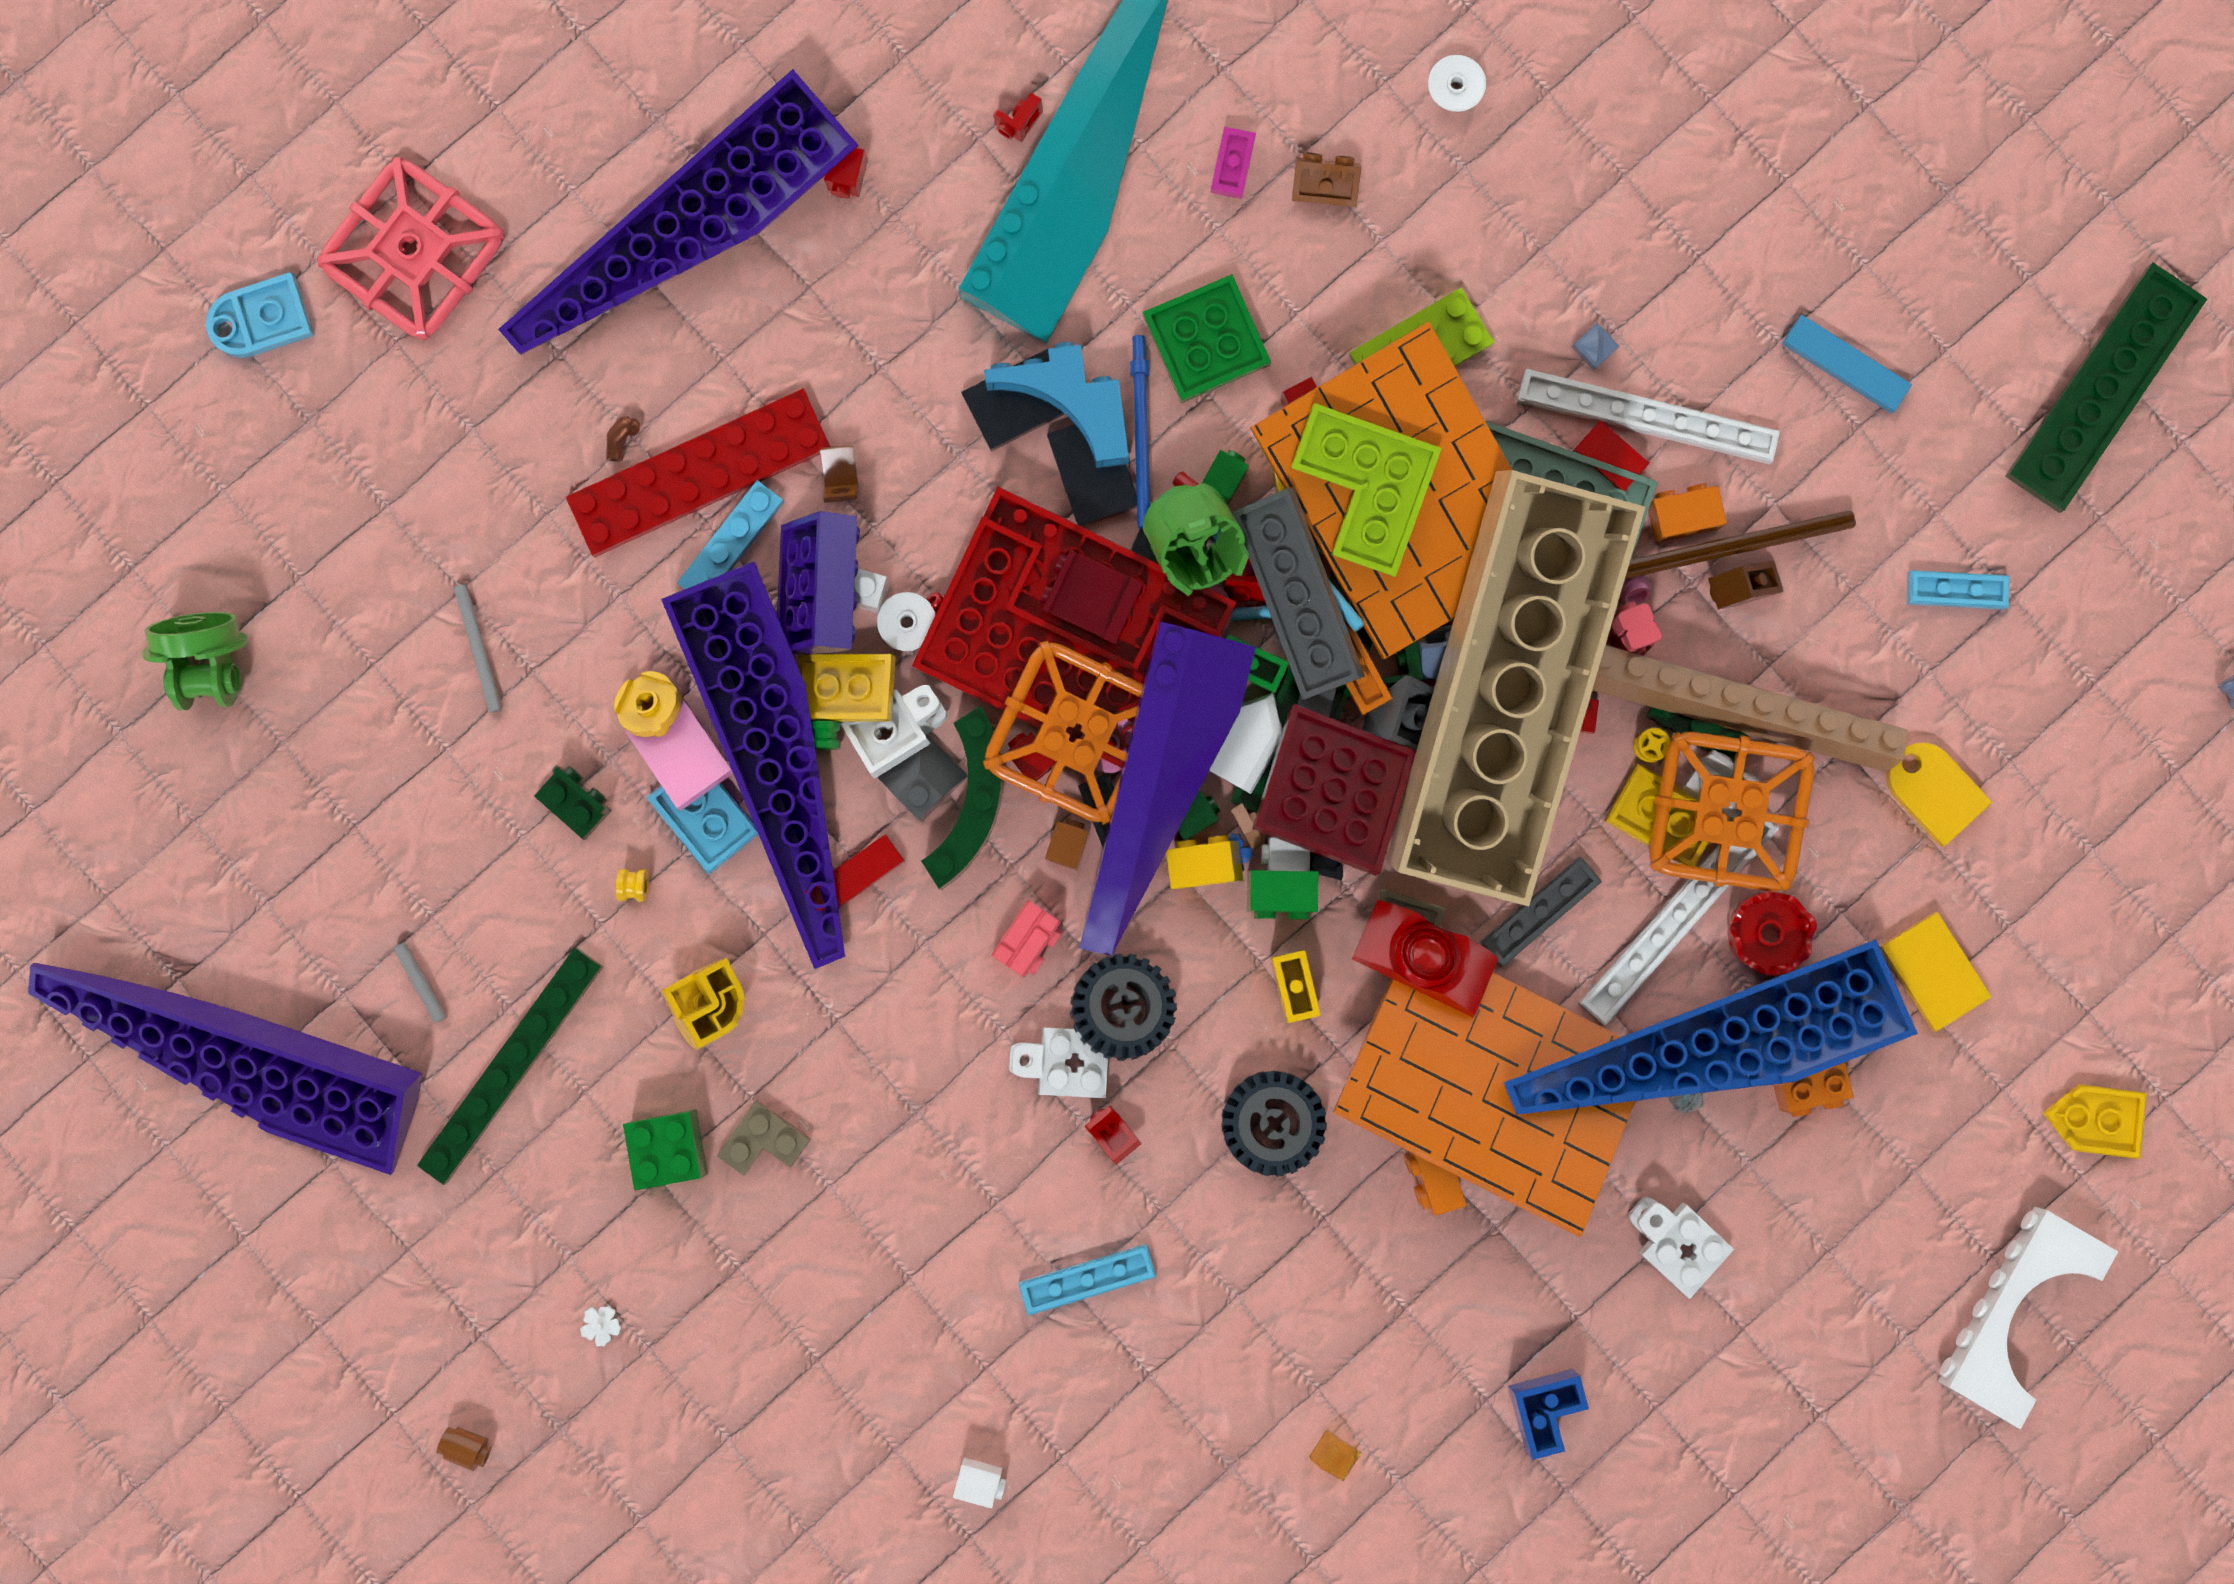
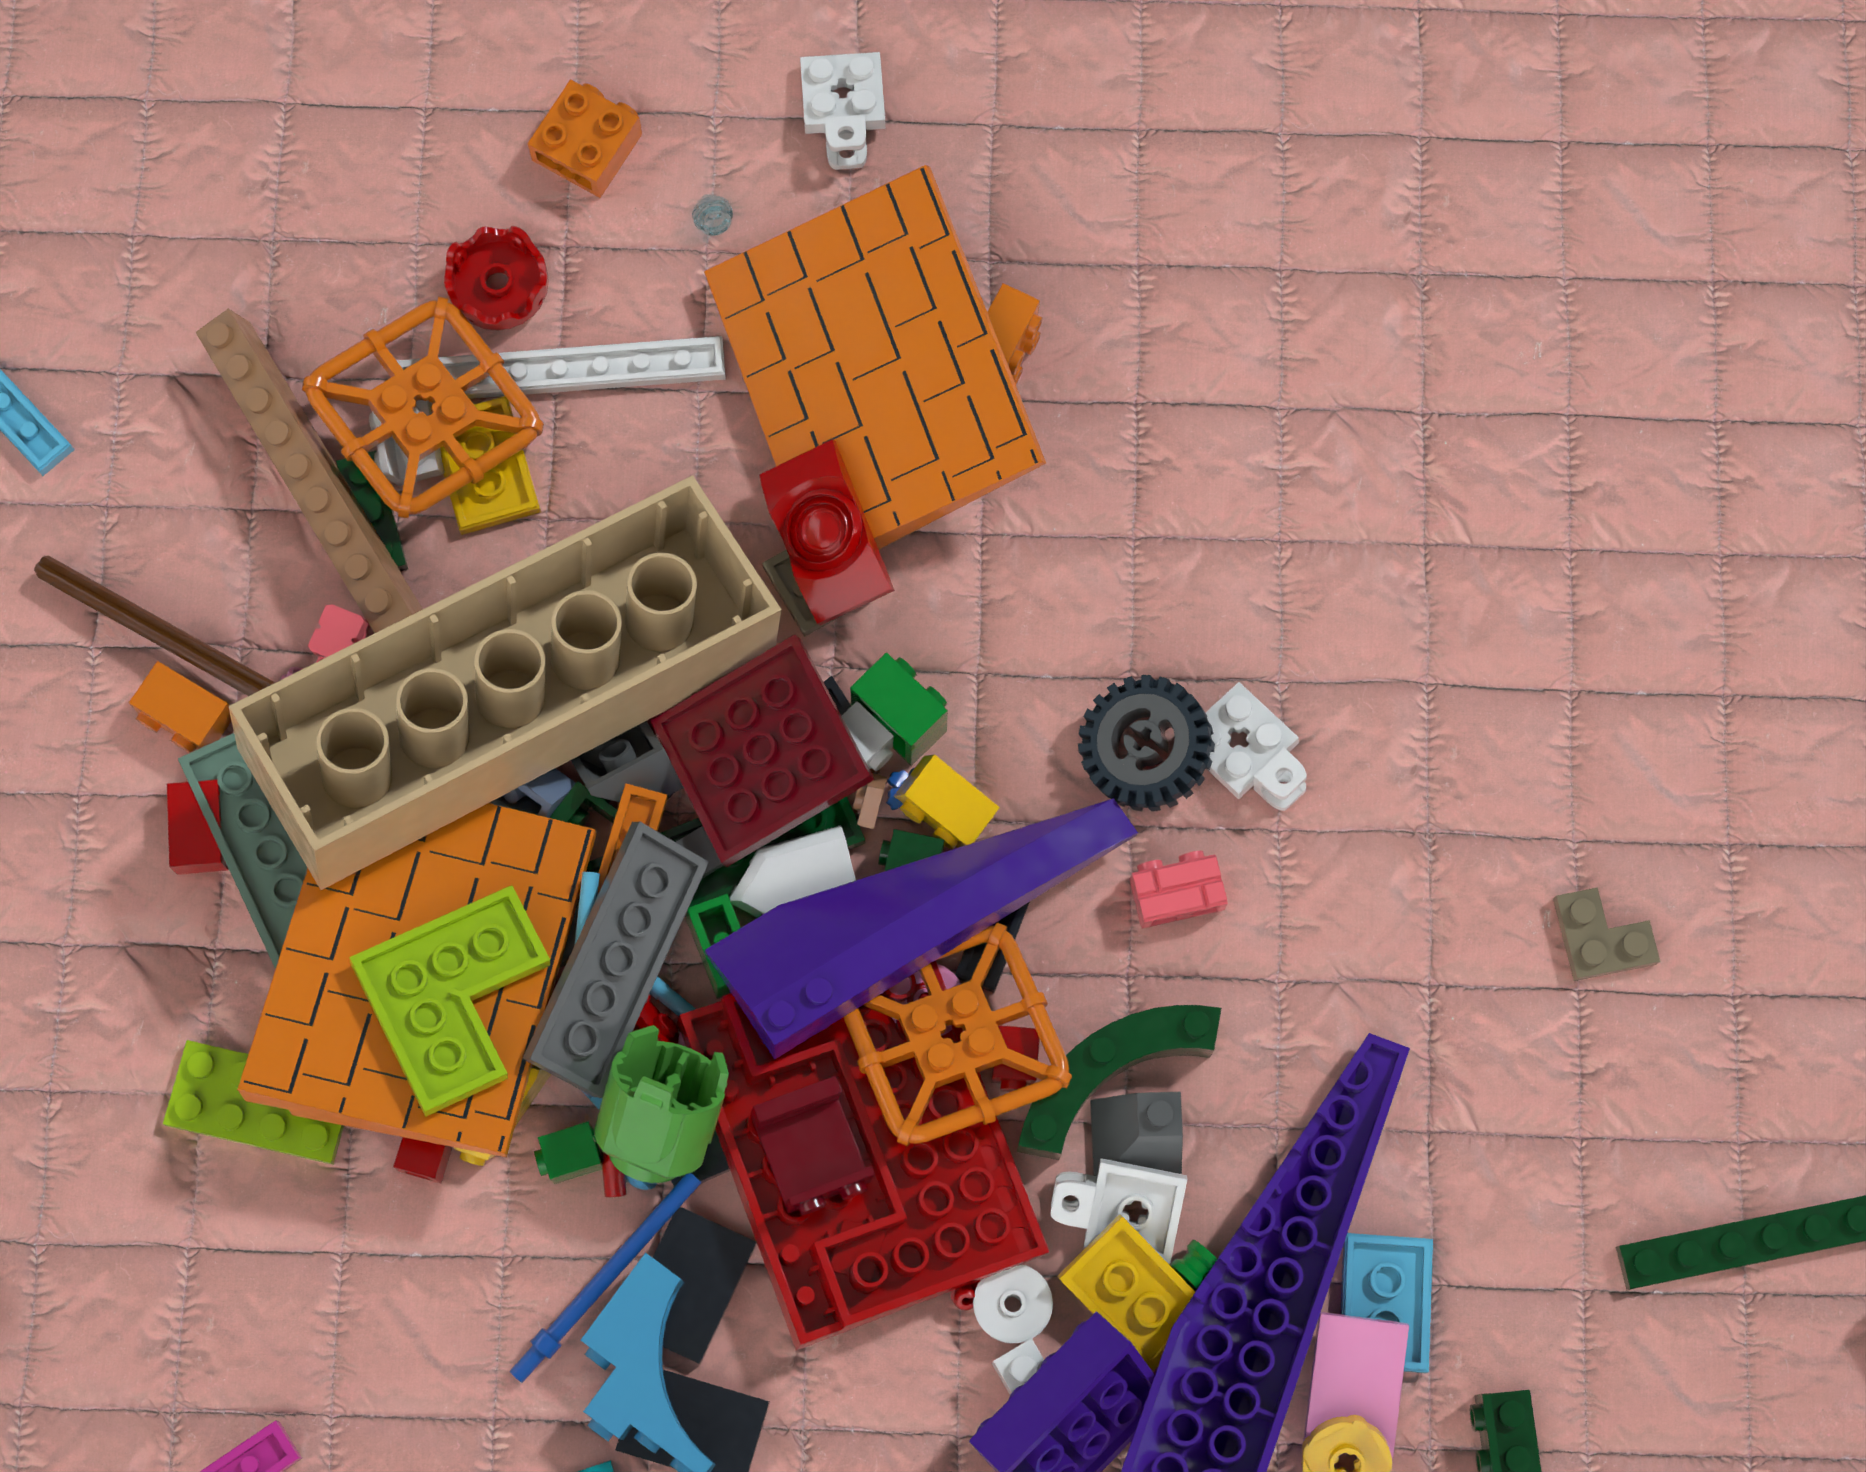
camera: 140 degrees left, 10 degrees down
(420, 982) = (1817, 1399): light grey piece -> none
(632, 885) = (1519, 1296): yellow wheel -> none
(665, 1149) = (1706, 1010): green brick -> none
(706, 1003) = (1545, 1110): yellow brick -> none
(862, 871) = (1275, 1102): red tile -> none
(979, 1483) = (1667, 454): white brick -> none
(1067, 843) = (1056, 942): dark orange brick -> none
(1087, 1279) = (1404, 541): medium azure tile -> none
(1112, 1134) = (1262, 642): red bracket -> none
(1206, 338) = (452, 1309): green plate -> none
(1295, 986) = (968, 617): yellow brick -> none
(1296, 1148) = (1106, 484): wheel -> none
(1326, 180) = (179, 1357): dark orange bracket -> none
(1334, 1455) = (1318, 201): clear yellow slope -> none
(1540, 1403) = (1096, 79): blue brick -> none
(1544, 910) = (636, 480): dark grey tile -> none
(1595, 346) = (98, 946): sand blue tile -> none
(1648, 416) = (121, 836): white tile -> none
(1657, 741) = (426, 527): yellow wheel -> none
(1738, 1042) = (621, 210): blue wedge -> none
(1745, 584) = (198, 595): reddish brown slope -> none
(1935, 971) = (388, 122): yellow tile -> none
(1936, 793) = (225, 263): yellow tile -> none

